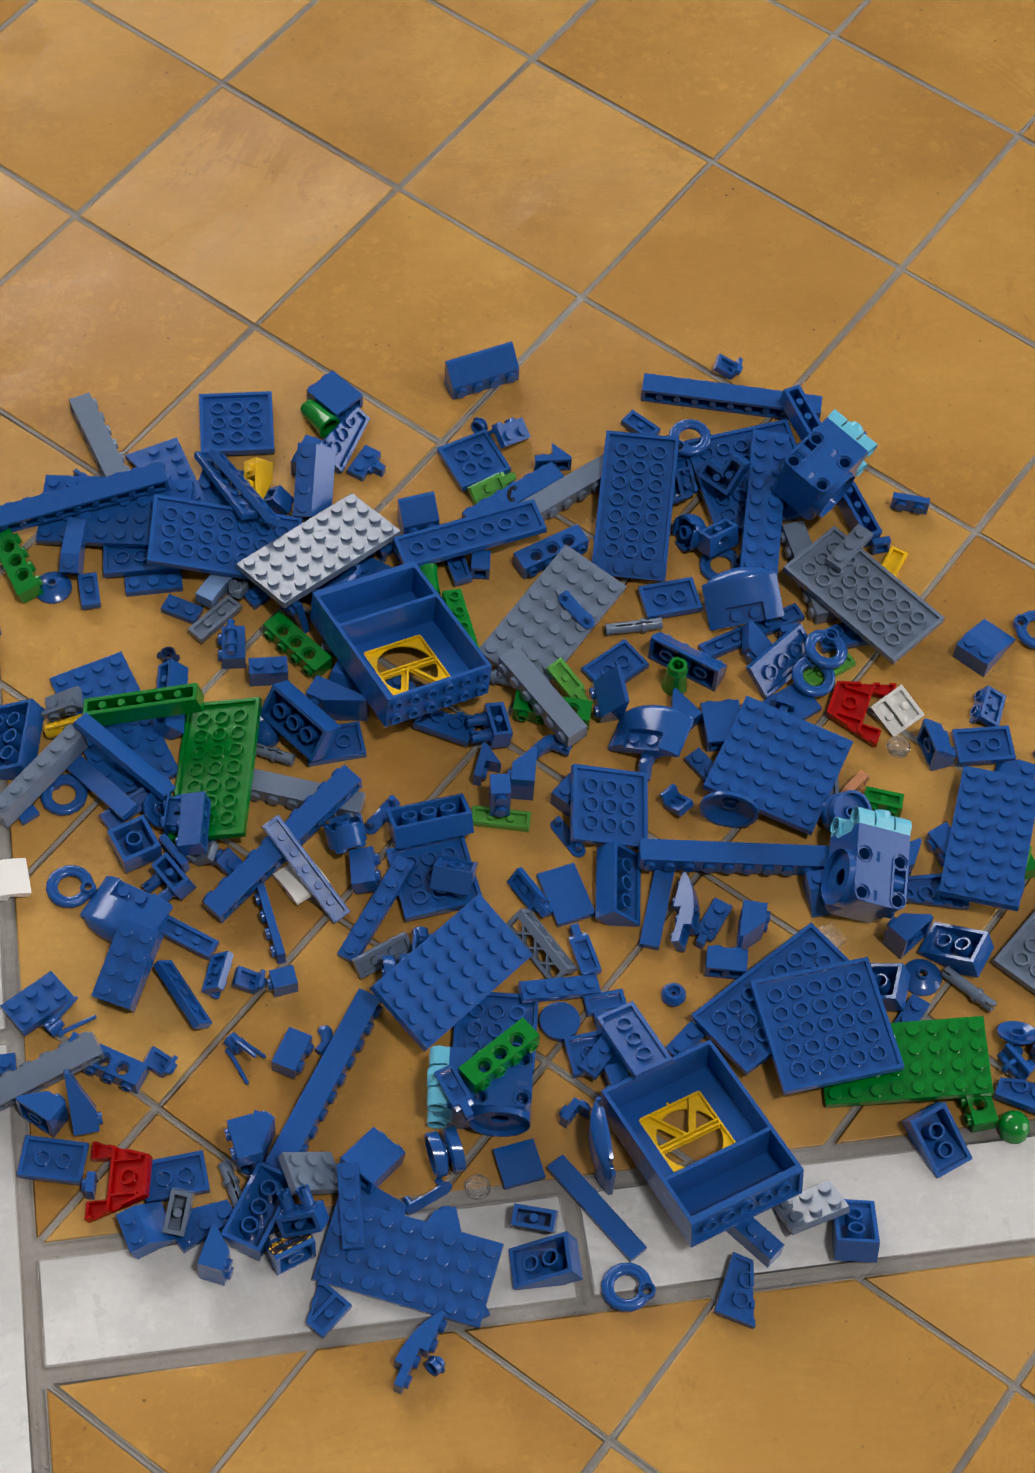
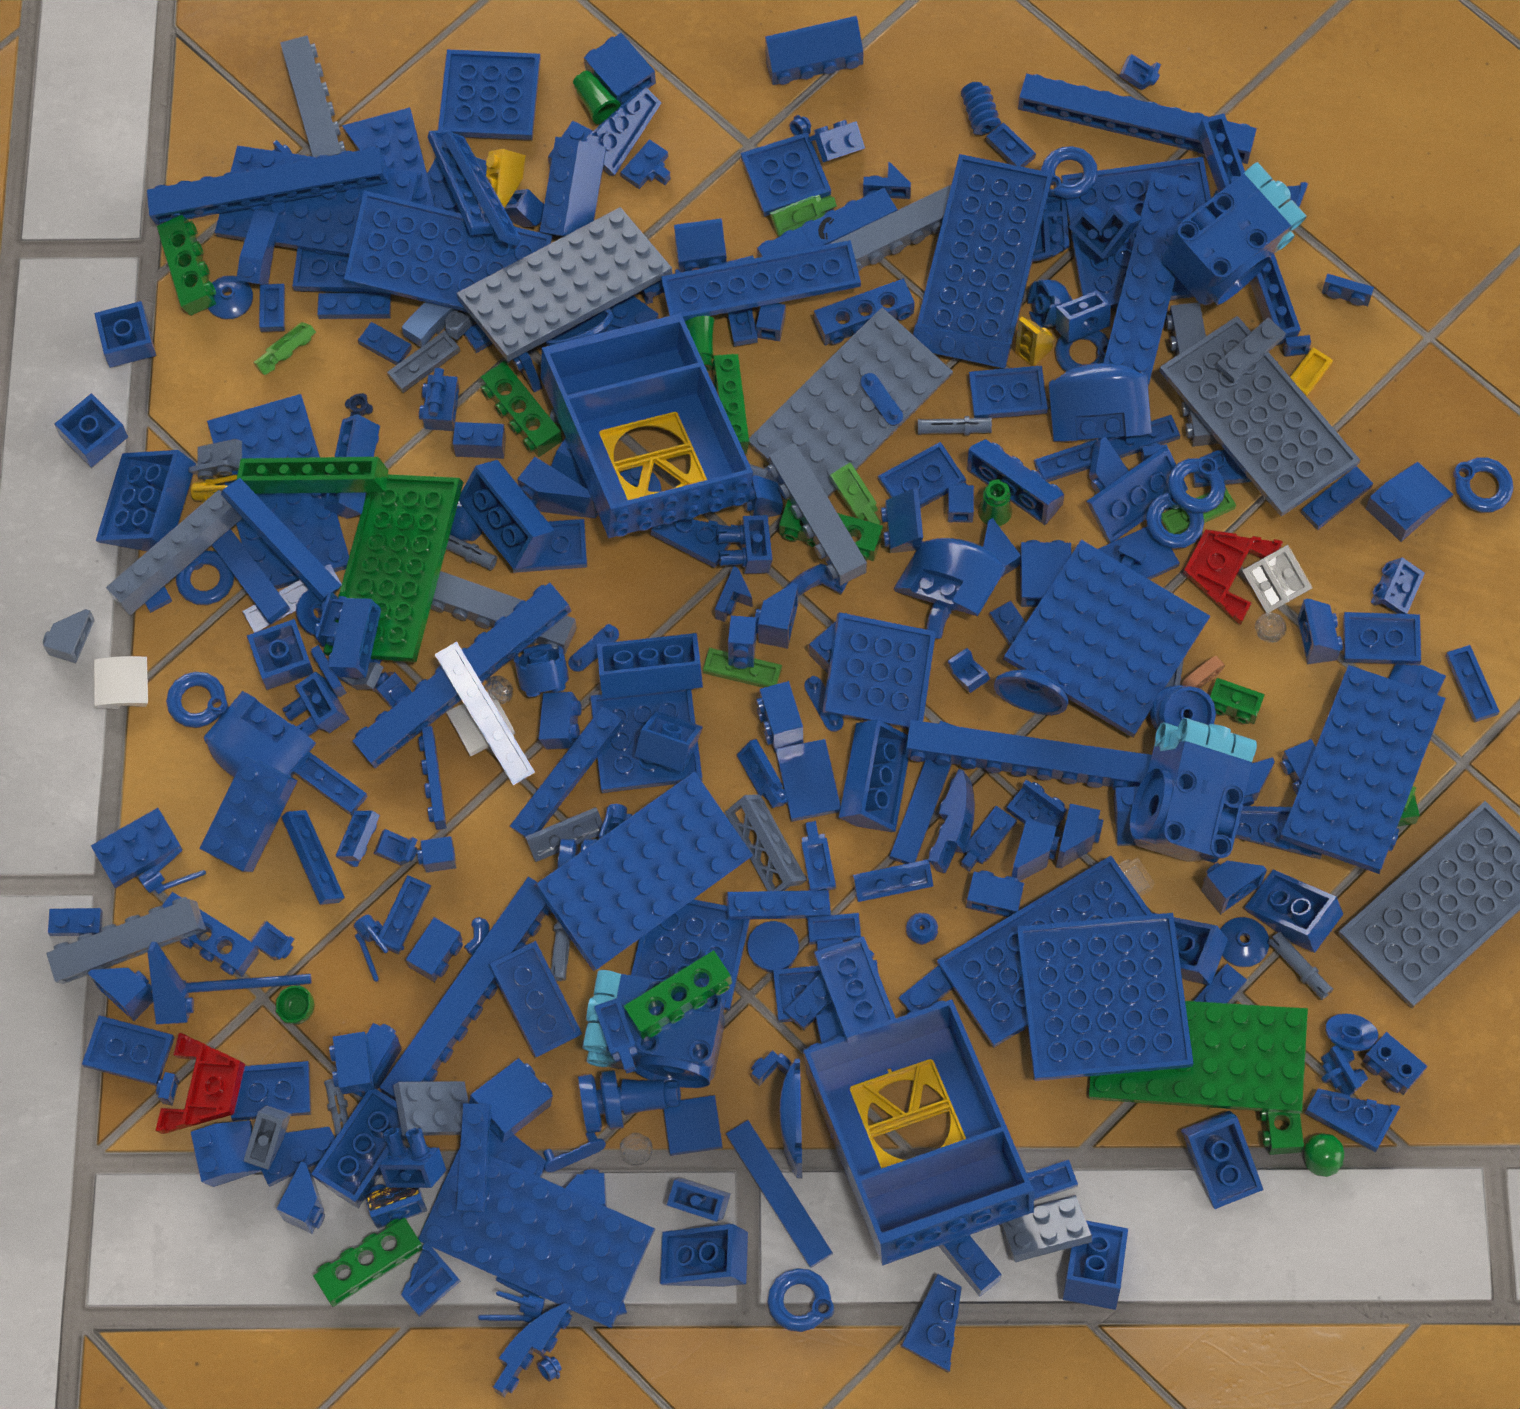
camera: 15 degrees right, 10 degrees up
(102, 619) = (284, 346): none -> bright green hinge
(143, 1097) = (247, 983): none -> blue bar
(185, 1108) = (295, 1005): none -> green hair
(252, 1325) = (361, 1276): none -> green brick
(262, 1029) = (403, 913): none -> blue tile
(314, 851) = (499, 689): none -> clear plate
(379, 1080) = (535, 999): none -> blue plate
(392, 1029) = (560, 953): none -> sand blue pin
(413, 1319) = (531, 1304): none -> blue plant
(482, 1143) = (649, 1095): none -> blue plant
(498, 690) = (764, 498): none -> blue slope
(538, 847) = (780, 716): none -> blue brick
(613, 400) = (980, 108): none -> blue piece
(645, 961) = (893, 880): none -> blue plate
(648, 680) = (960, 503): none -> blue brick
(683, 559) = (1032, 341): none -> yellow slope
(744, 889) = (1036, 805): none -> blue bracket
(783, 908) = (1080, 832): none -> blue slope
(814, 1169) = (1052, 1180): none -> blue plate
(930, 650) = (1337, 498): none -> blue plate

